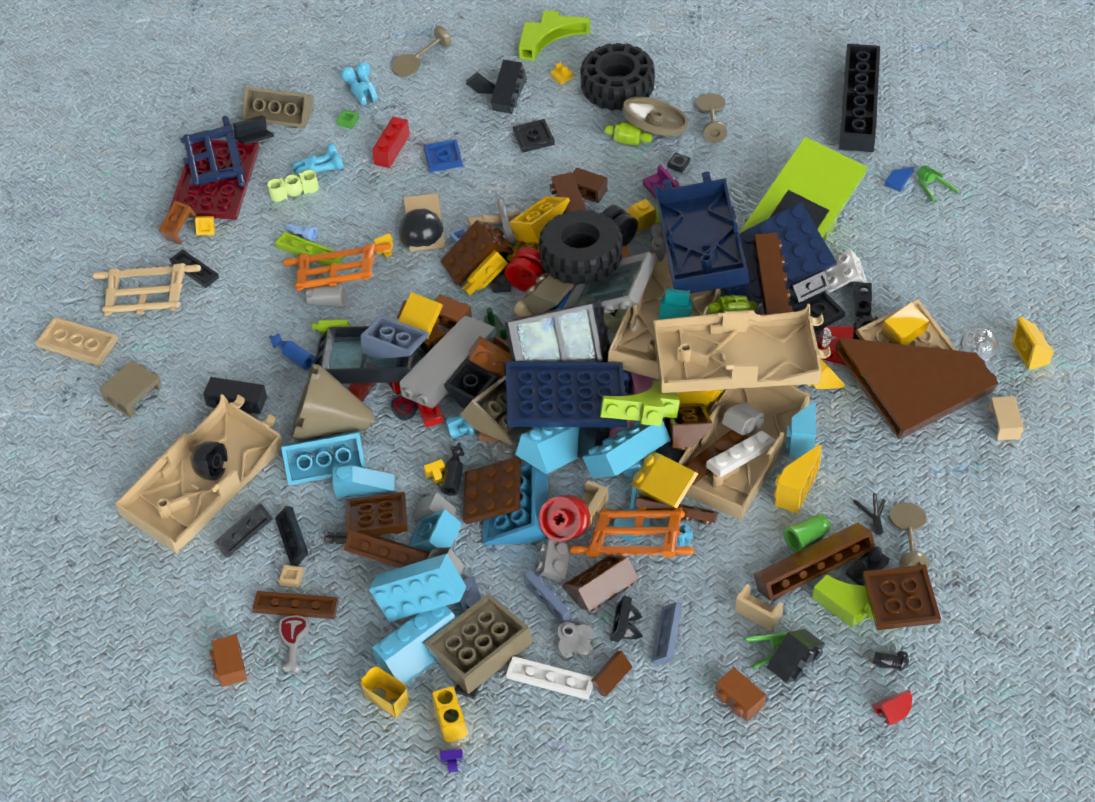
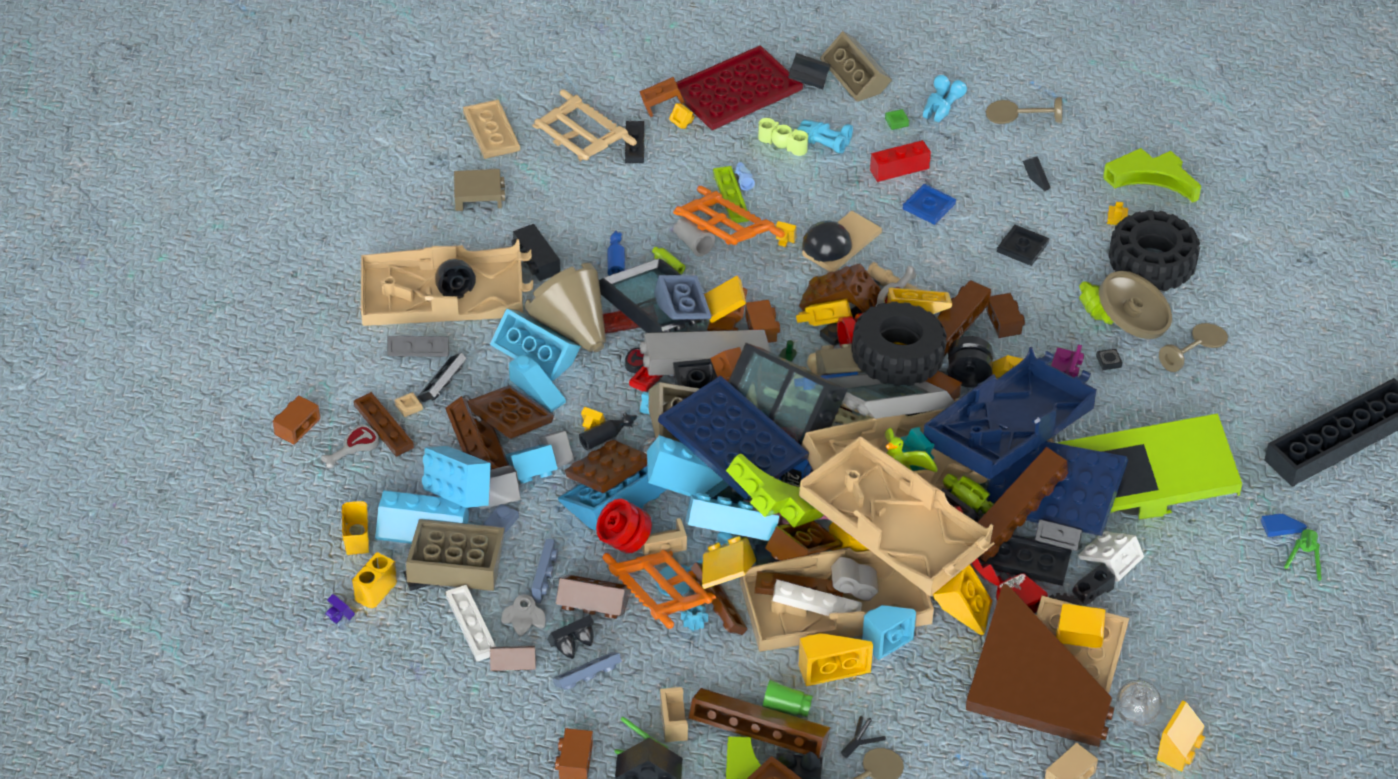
camera: 45 degrees right, 5 degrees down
(215, 174) = (753, 92): dark blue piece -> none
(508, 86) = (1052, 189): black wedge -> none
(552, 560) = (583, 552): light grey bracket -> none
(664, 308) = (916, 458): none -> lime animal

